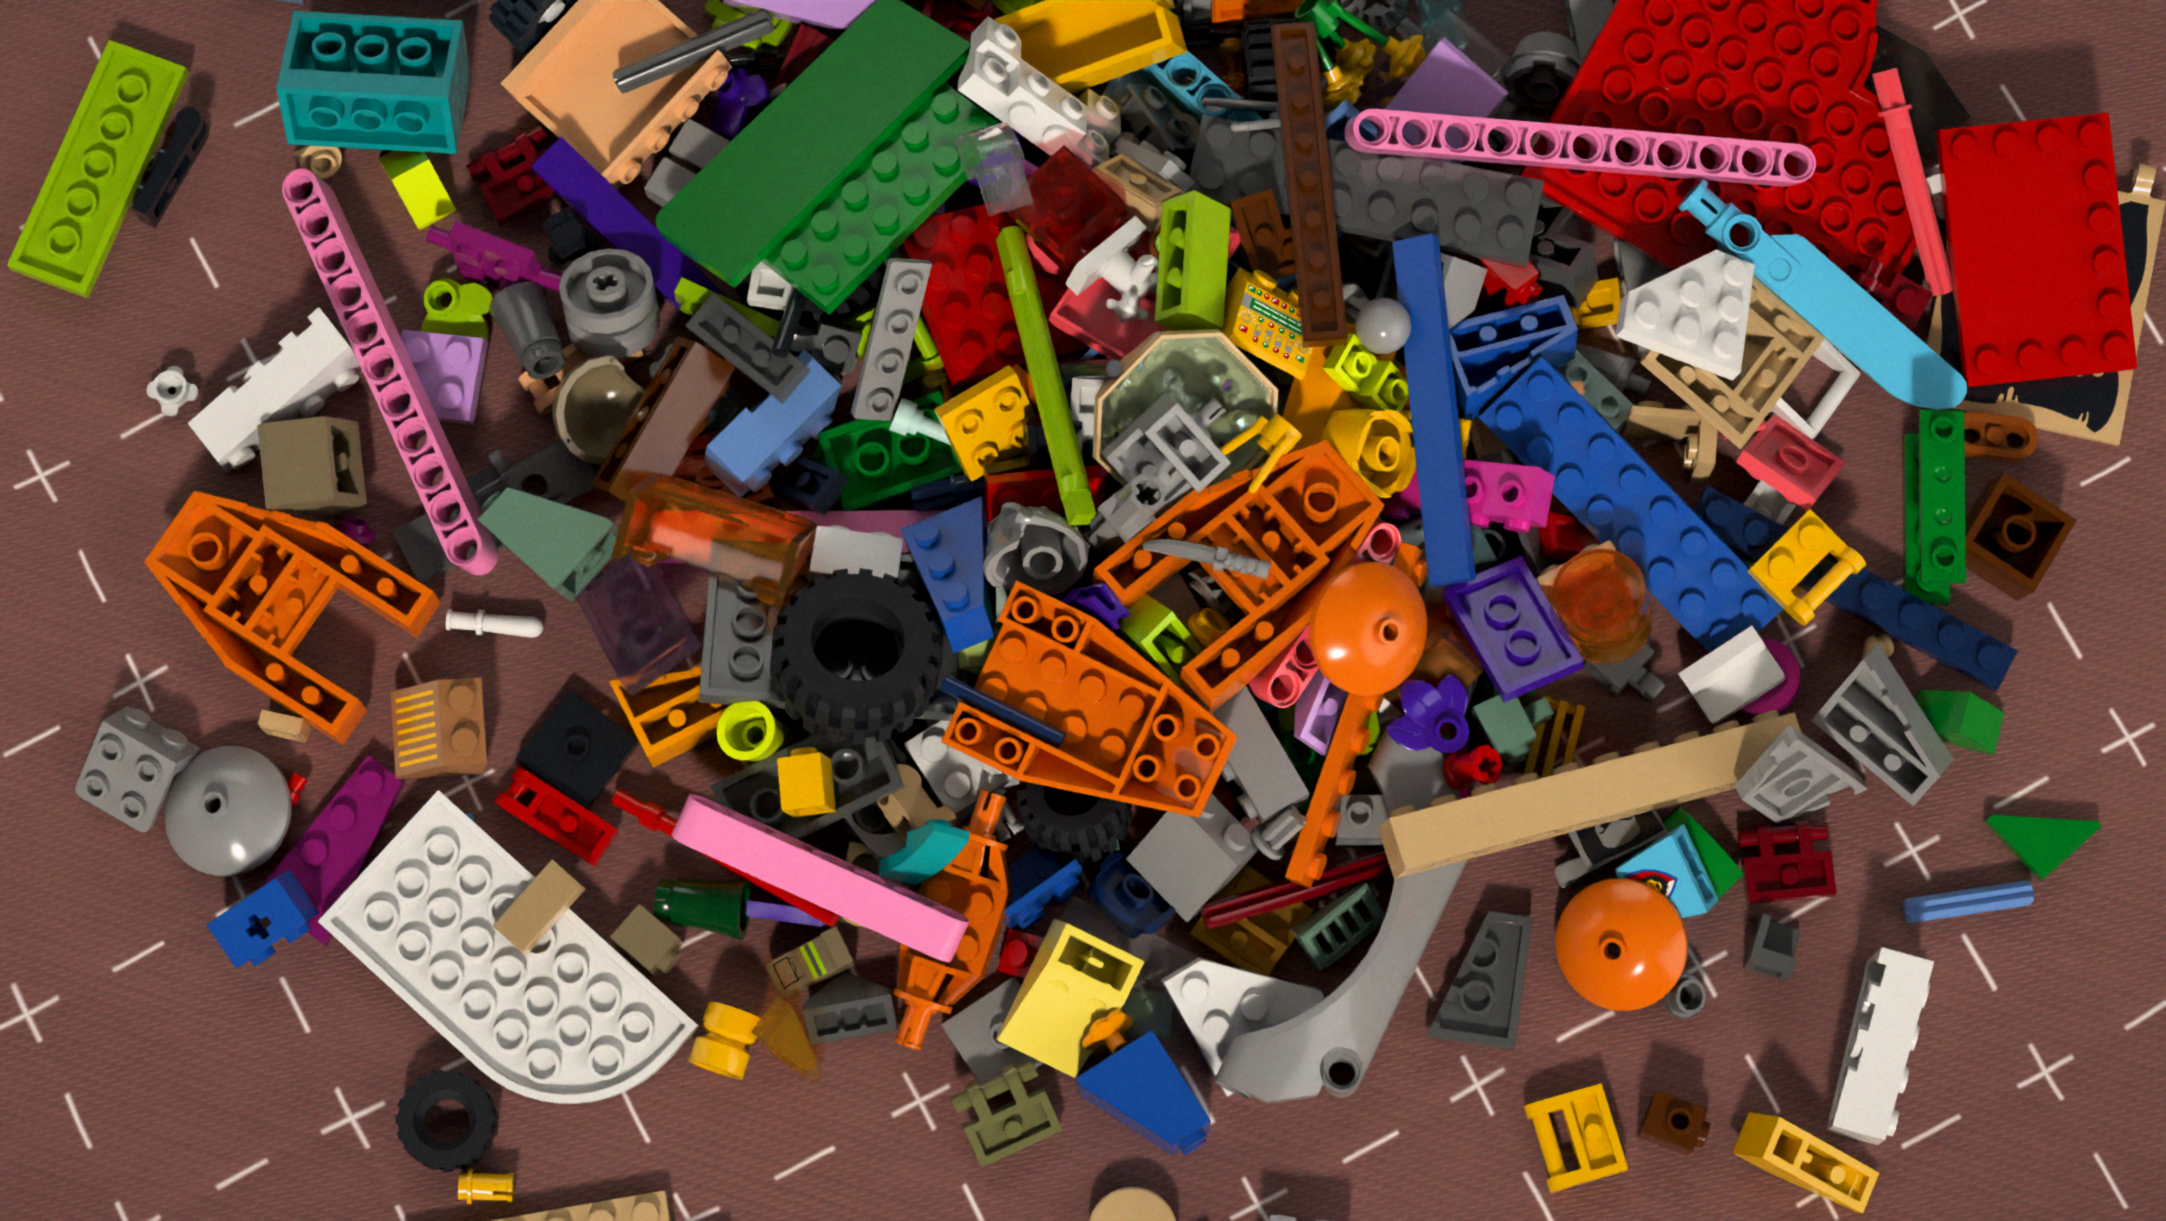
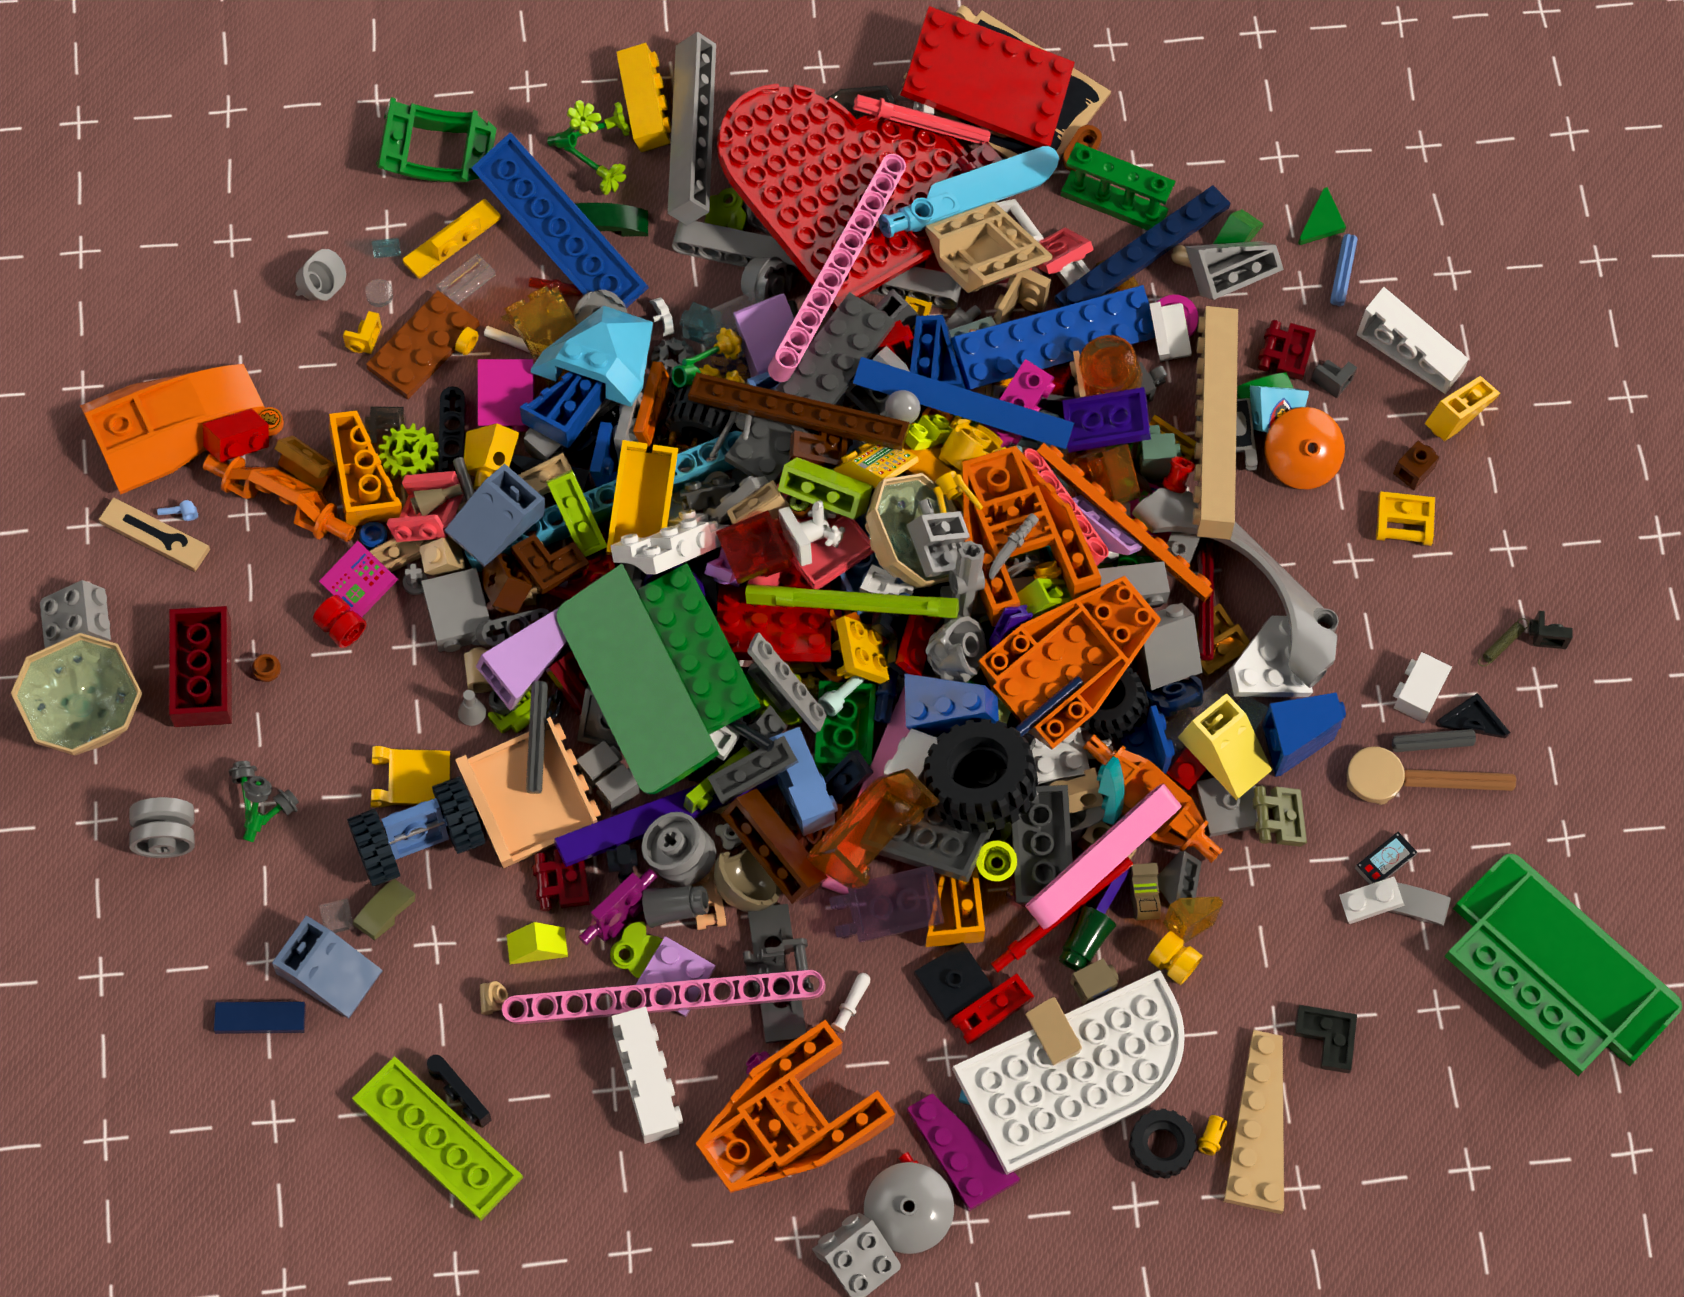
camera: 75 degrees left, 10 degrees down
(169, 379) = (615, 1138): white plate -> none
(242, 933) = (985, 1191): blue brick -> none
(284, 726) = (868, 1151): tan tile -> none
(312, 465) = (707, 1067): dark tan slope -> none
(374, 82) = (468, 934): teal brick -> none
(439, 729) = (910, 1054): medium nougat slope -> none
(551, 538) = (827, 930): sand green slope -> none
(735, 97) = (579, 731): dark purple plate -> none
(806, 783) = (1044, 837): yellow brick -> none
(995, 160) = (710, 566): clear brick -> none
(1090, 368) = (867, 566): black bar -> none
(1108, 1033) = (1260, 733): light orange plant -> none
(1272, 838) = (1178, 589): light grey piece -> none
(1318, 922) = (1235, 607): sand green slope -> none
(1350, 626) = (1084, 485): orange dish -> none
(1425, 713) = (1139, 482): dark purple plate -> none
(1488, 987) = (1299, 529): dark grey wing -> none
(1693, 313) = (963, 249): white plate -> none
(1693, 998) = (1348, 429): dark grey plate -> none
(1795, 557) = (1119, 267): yellow plate -> none
(1795, 778) = (1247, 319): light grey wing -> none
(2013, 536) = (1152, 151): reddish brown brick -> none

